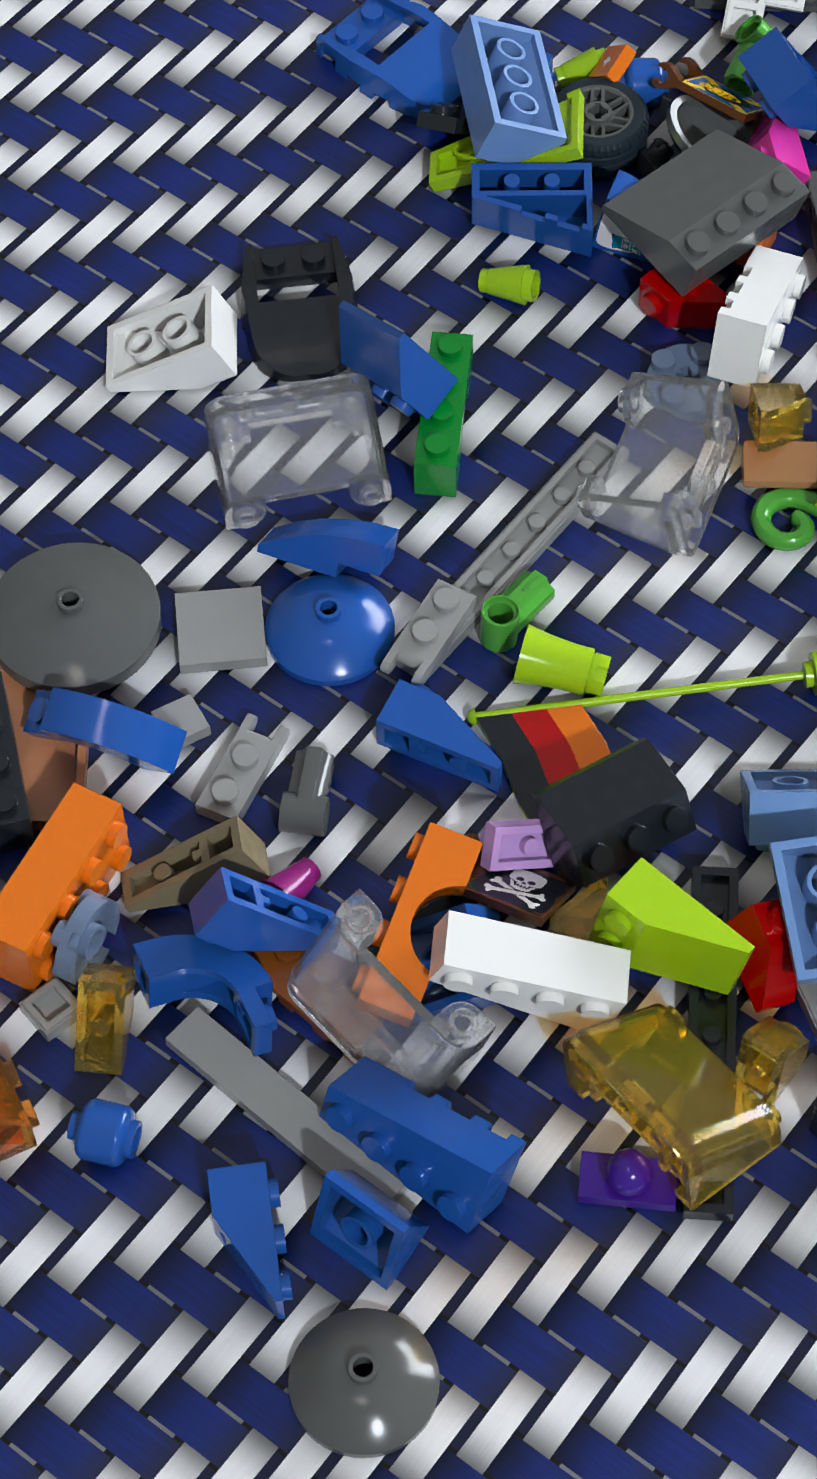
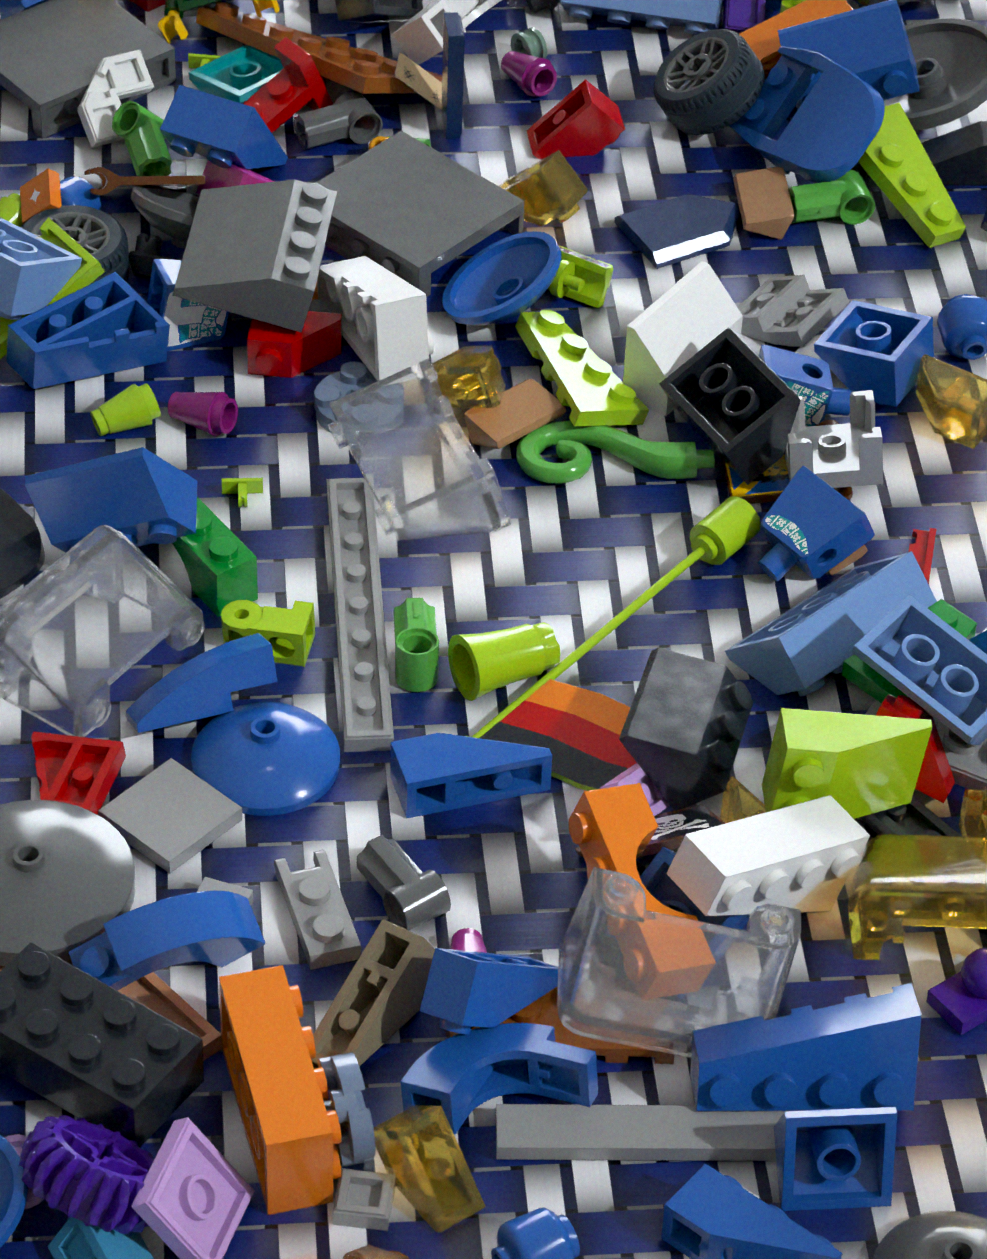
camera: 45 degrees left, 15 degrees down
(187, 555) = (76, 768): none -> red wing
(425, 533) = (286, 629): none -> lime leg
(430, 630) = (366, 696): light grey hinge -> none
(531, 399) = (242, 487): none -> lime piece
(566, 320) = (206, 411): none -> magenta cone

